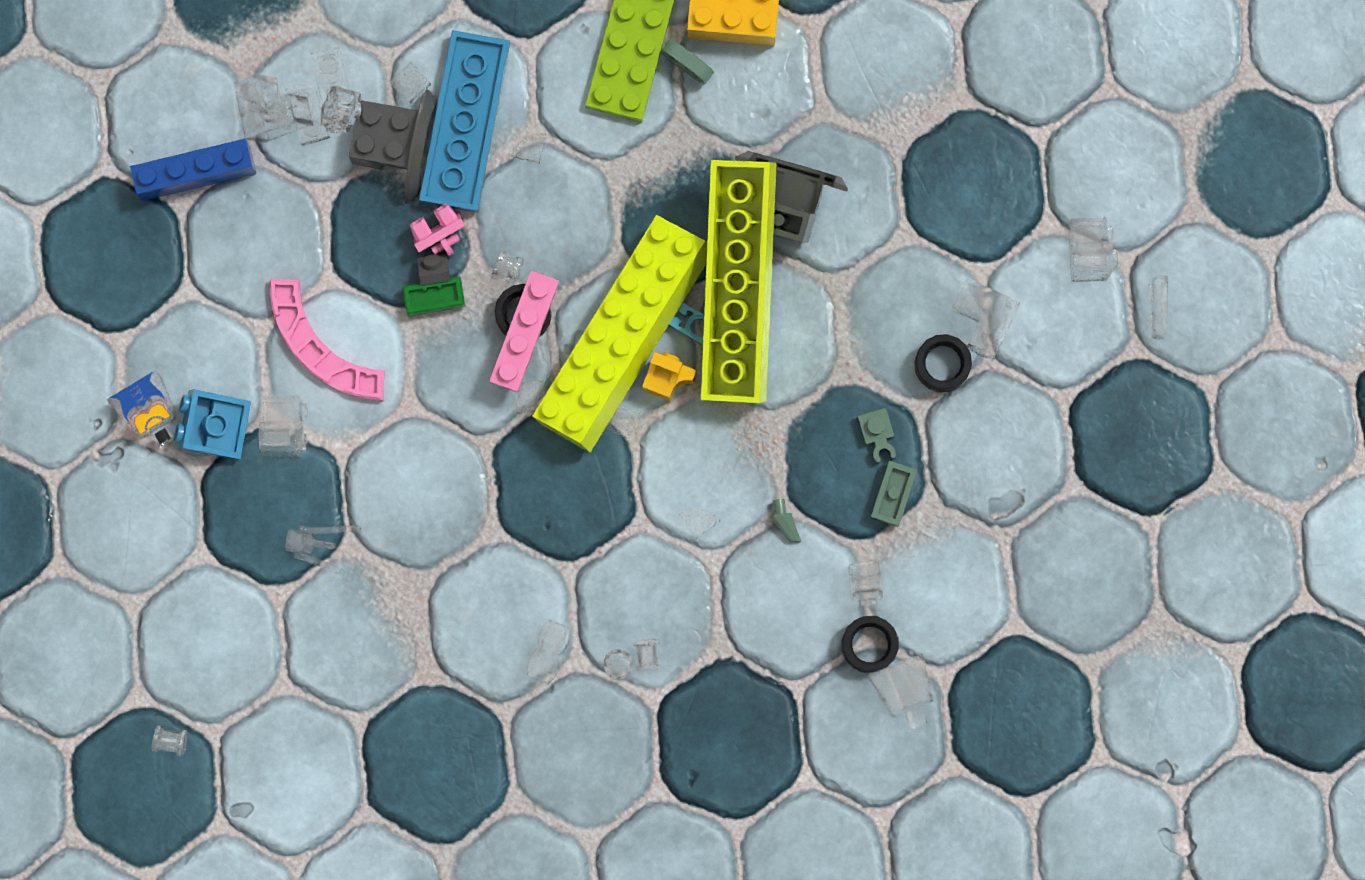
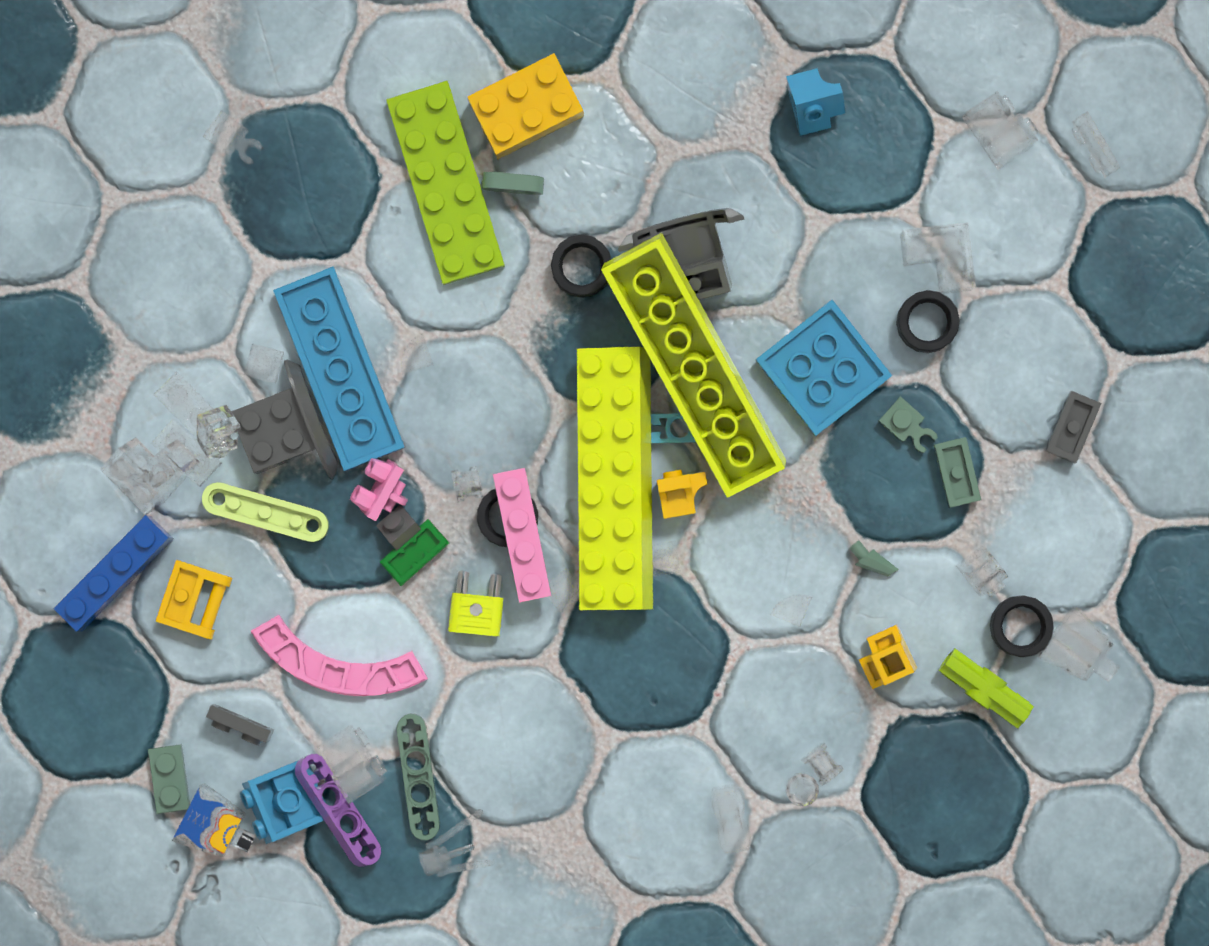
camera: 30 degrees left, 5 degrees up
(135, 353) = (169, 778): none -> sand green plate
(221, 354) = (226, 719): none -> dark grey plate
(235, 220) = (183, 595): none -> yellow plate
(244, 456) = (333, 814): none -> medium lavender beam
(332, 472) = (413, 777): none -> sand green beam
(339, 195) = (265, 512): none -> yellowish green plate
(451, 371) = (475, 612): none -> neon yellow piece
(689, 137) = (557, 262): none -> black tyre
(750, 604) = (888, 659): none -> yellow brick
(811, 675) = (986, 688): none -> lime piece
(839, 349) = (823, 367): none -> dark azure plate
(959, 140) = (814, 101): none -> dark azure brick
(1006, 514) = (1073, 427): none -> dark grey plate

